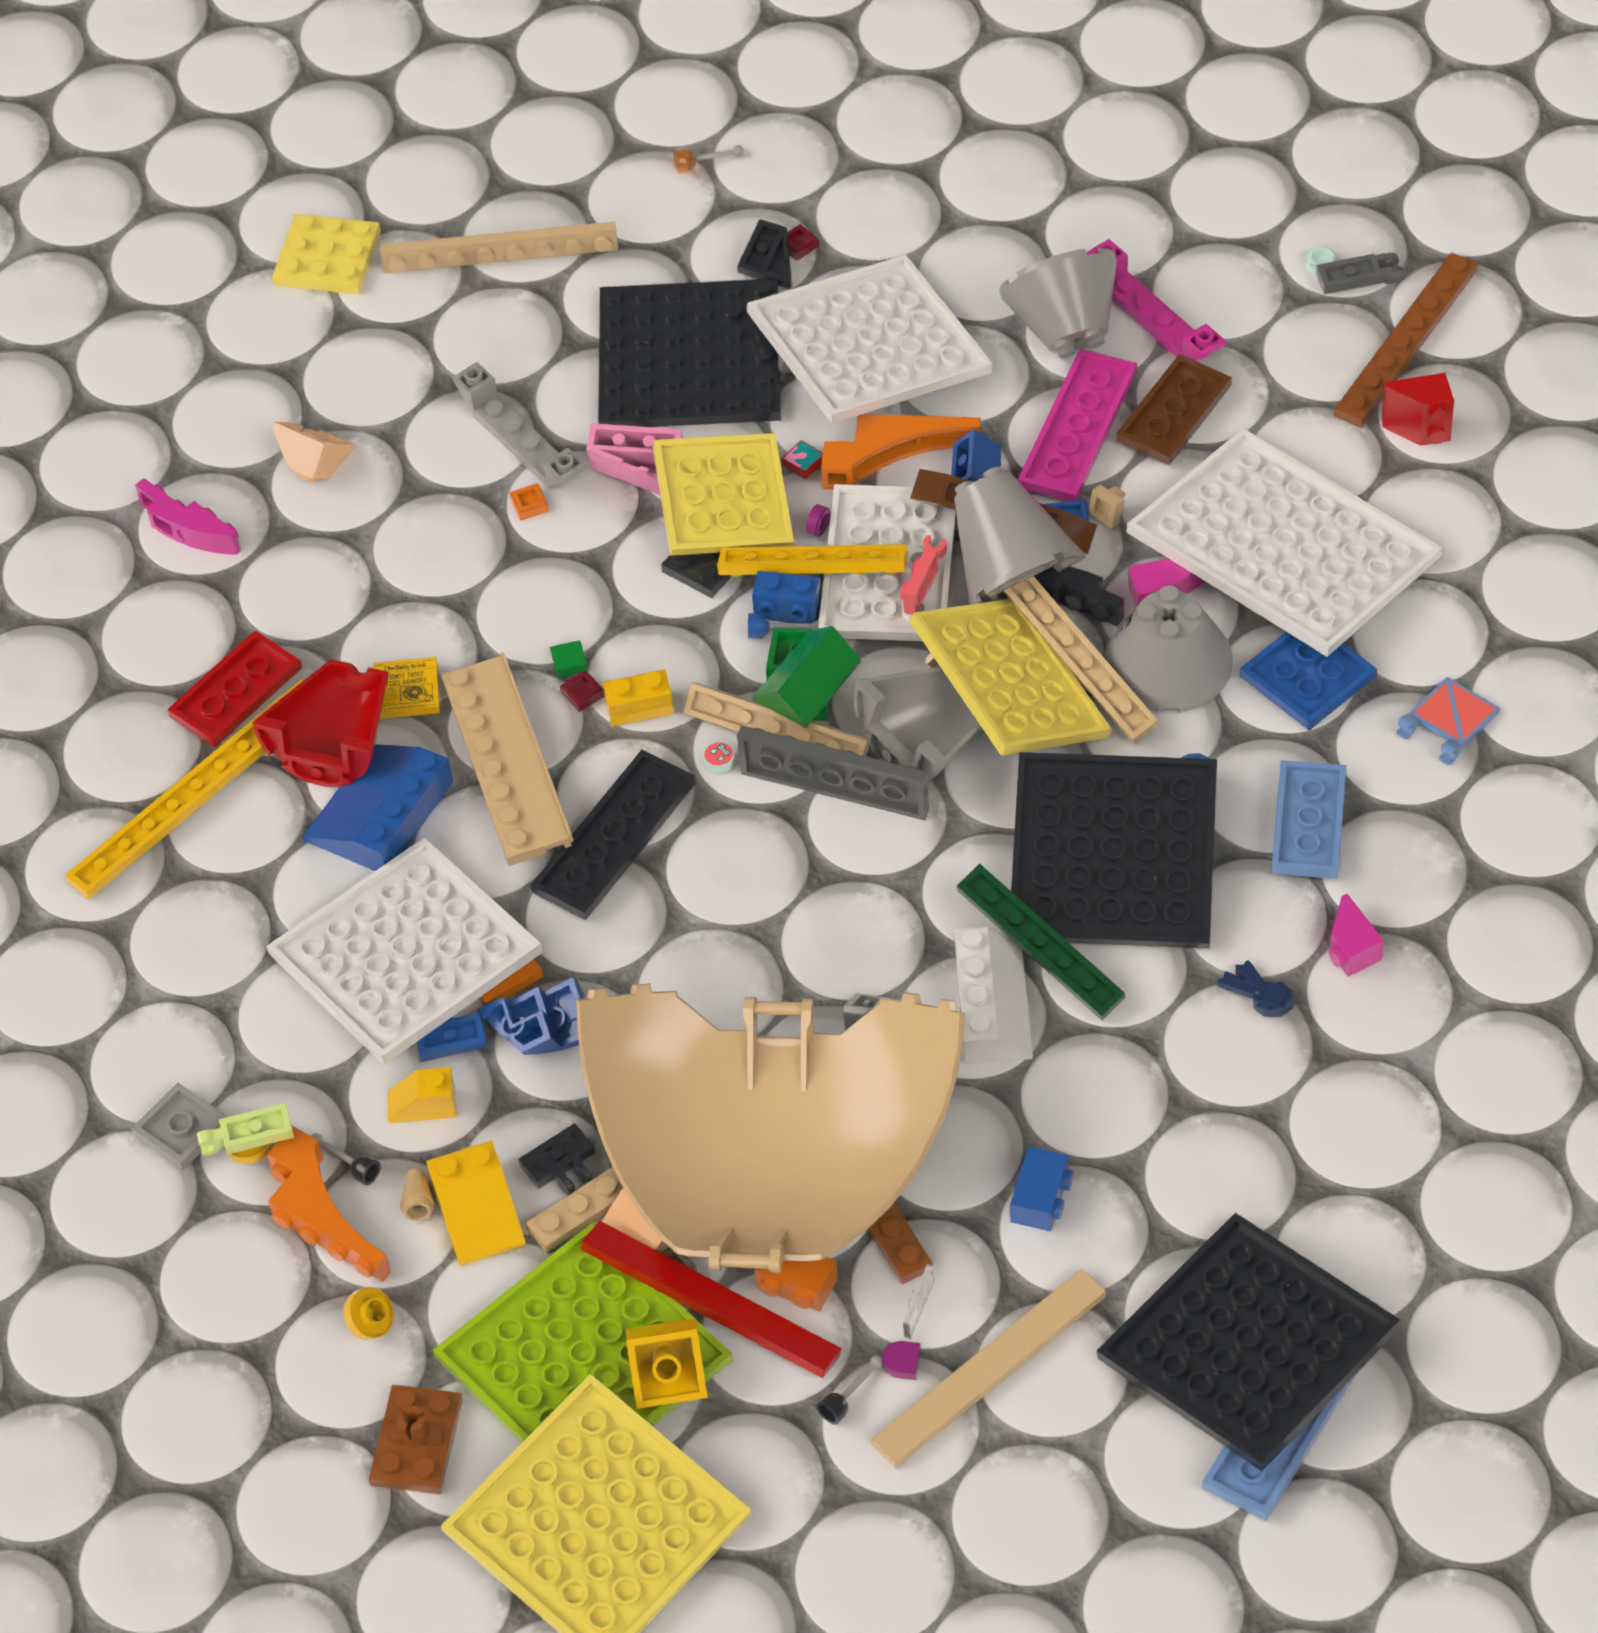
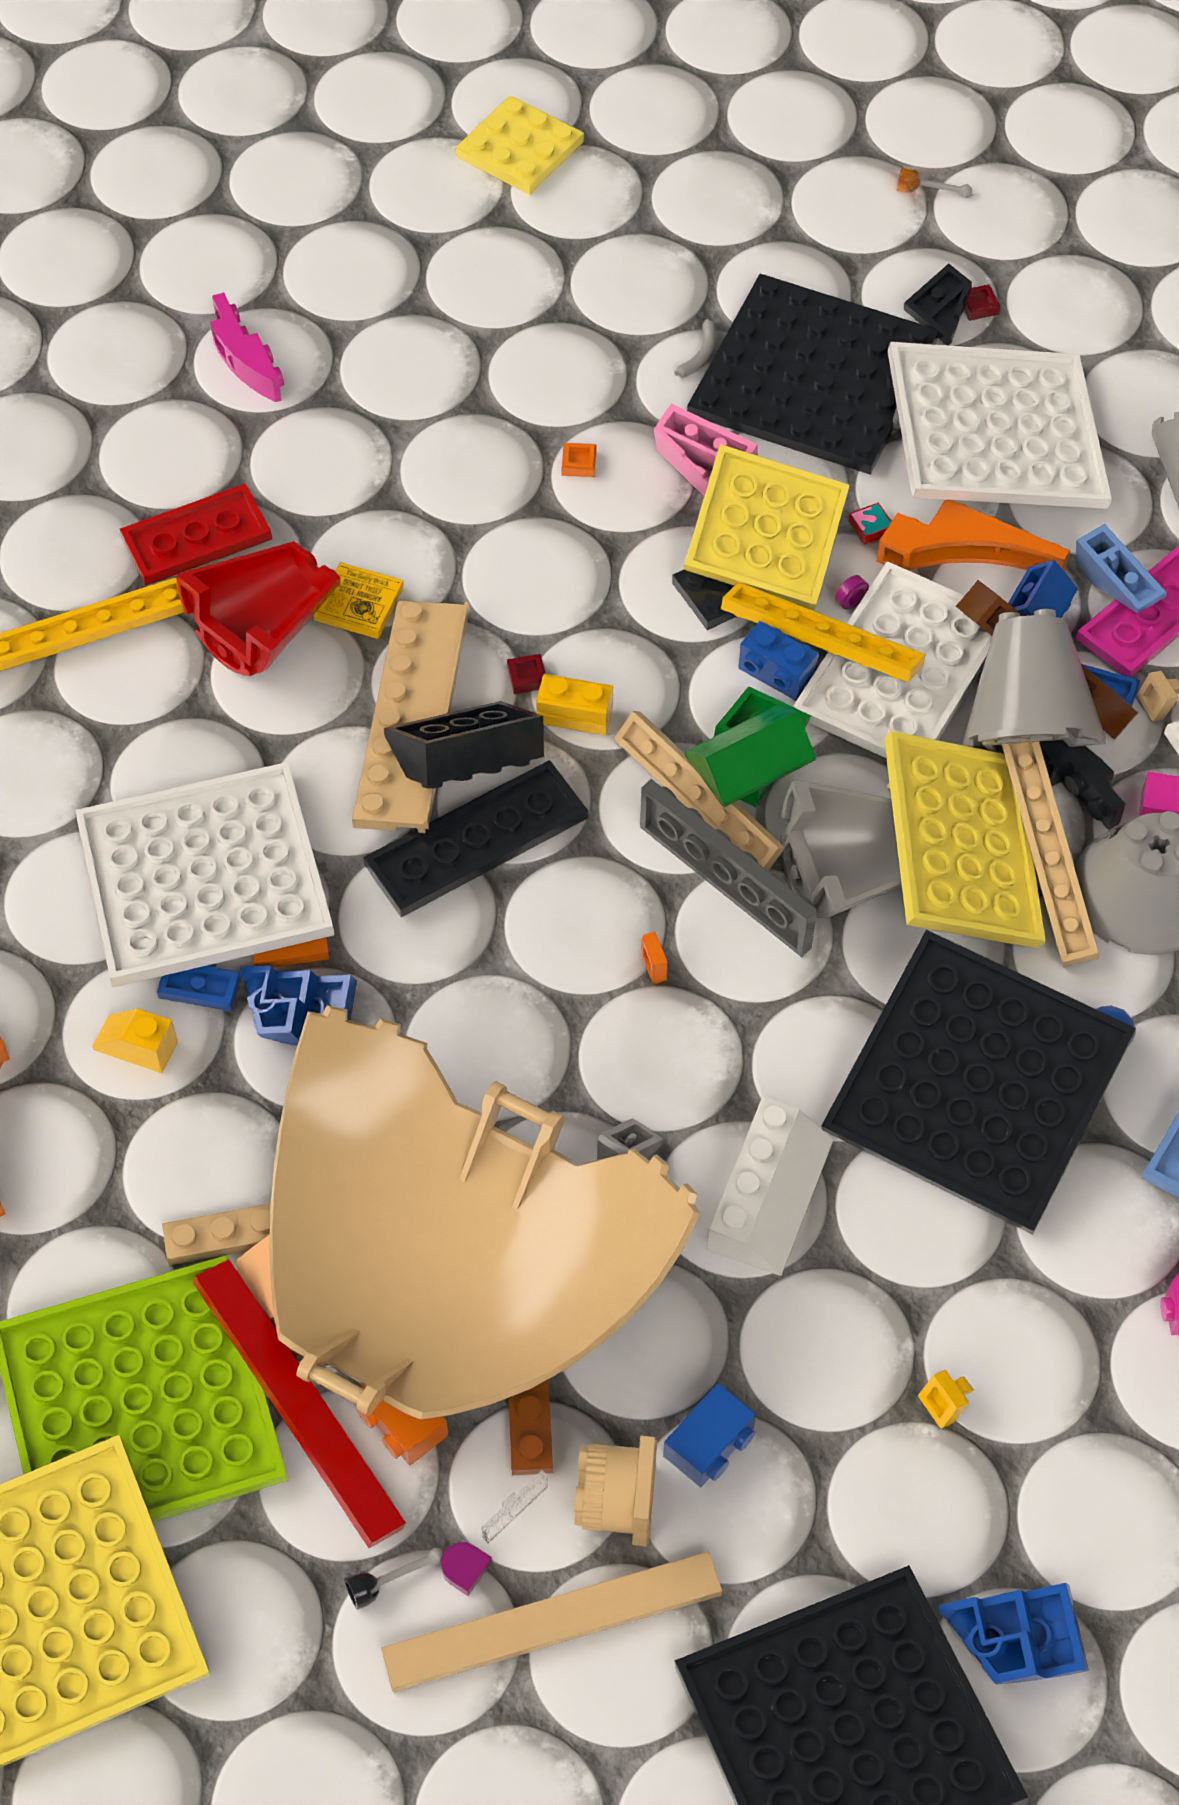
camera: 20 degrees right, 5 degrees up
(311, 452) = (396, 328): light nougat slope -> none
(363, 1168) = (37, 1089): black hinge -> none
(384, 807) = (269, 713): blue slope -> none
(416, 1196) = (71, 1143): tan cone -> none
(475, 1203) = (123, 1179): yellow slope -> none
(499, 247) = (684, 198): tan plate -> none
(511, 430) = (600, 381): light grey slope -> none
(558, 1156) = (230, 1165): black hinge -> none
(568, 658) = (531, 635): green tile -> none
(570, 760) = (466, 743): none -> black slope
(587, 372) = (703, 354): none -> light grey piece
(666, 1363) = (207, 1456): yellow slope -> none
(719, 757) = (624, 800): tile -> none
(759, 625) = (737, 678): blue hinge -> none
(809, 866) = (654, 957): none -> orange tile
(923, 573) = (927, 692): coral plate -> none
(993, 1250) = (617, 1489): none -> tan piece
(1026, 419) = (1116, 570): none -> medium blue slope
(1041, 942) = (850, 1151): dark green plate -> none
(1202, 1088) = (945, 1397): none -> yellow tile
(1268, 998) = (1070, 1323): dark blue piece -> none
(1339, 1224) = (1021, 1633): none -> blue slope

